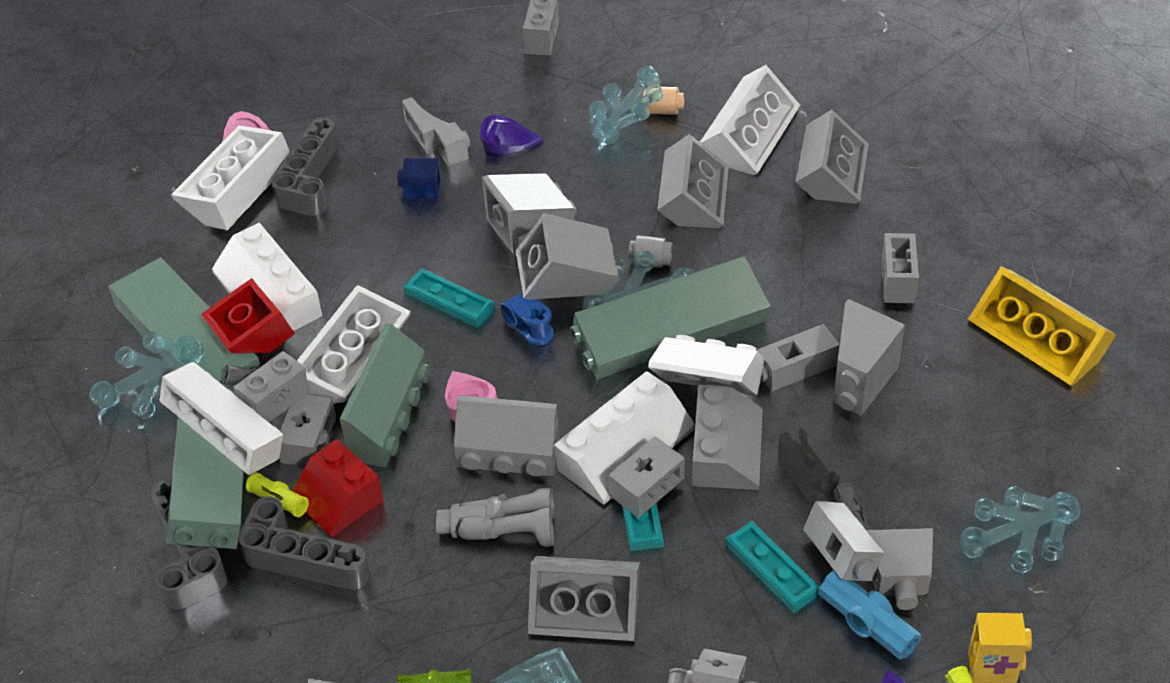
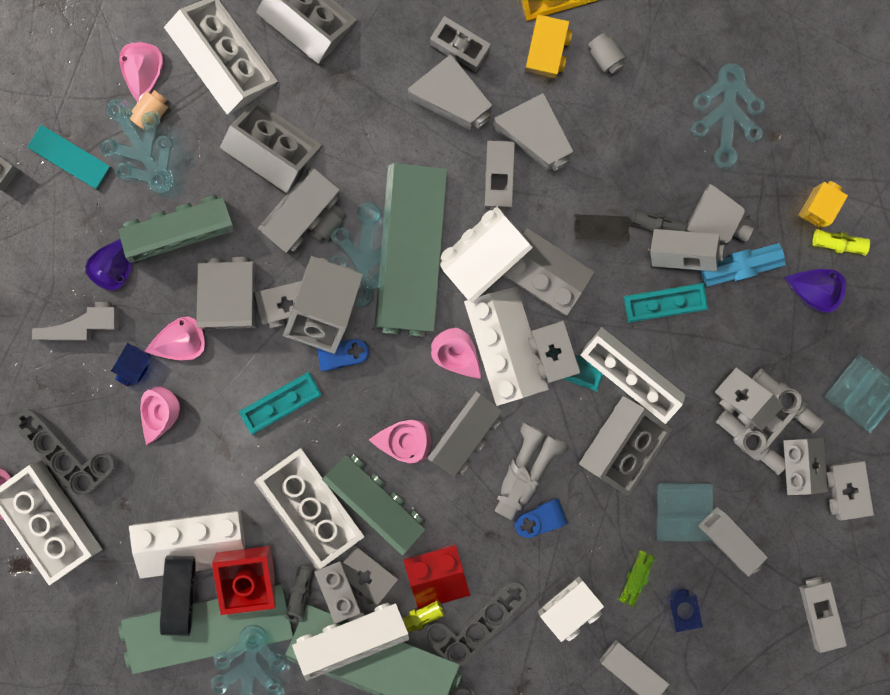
camera: 65 degrees left, 40 degrees up
(203, 279) = (177, 595): none -> black beam
(360, 617) = (571, 610): none -> white brick
(387, 216) = (158, 412): none -> bright pink piece
(451, 553) = (545, 518): none -> blue piece
(463, 205) = (179, 341): none -> bright pink piece
(565, 152) = (175, 229): none -> sand green slope
(583, 75) = (69, 157): none -> teal tile
(588, 395) = (456, 352): none -> bright pink piece
(647, 212) = (299, 210): none -> light grey slope
(669, 561) = (633, 375): none -> white brick
(700, 84) = (141, 67): none -> bright pink piece
(845, 271) = (452, 95): none -> light grey slope
(956, 338) = (547, 46): none -> yellow brick
(992, 388) = (607, 53): none -> light grey brick

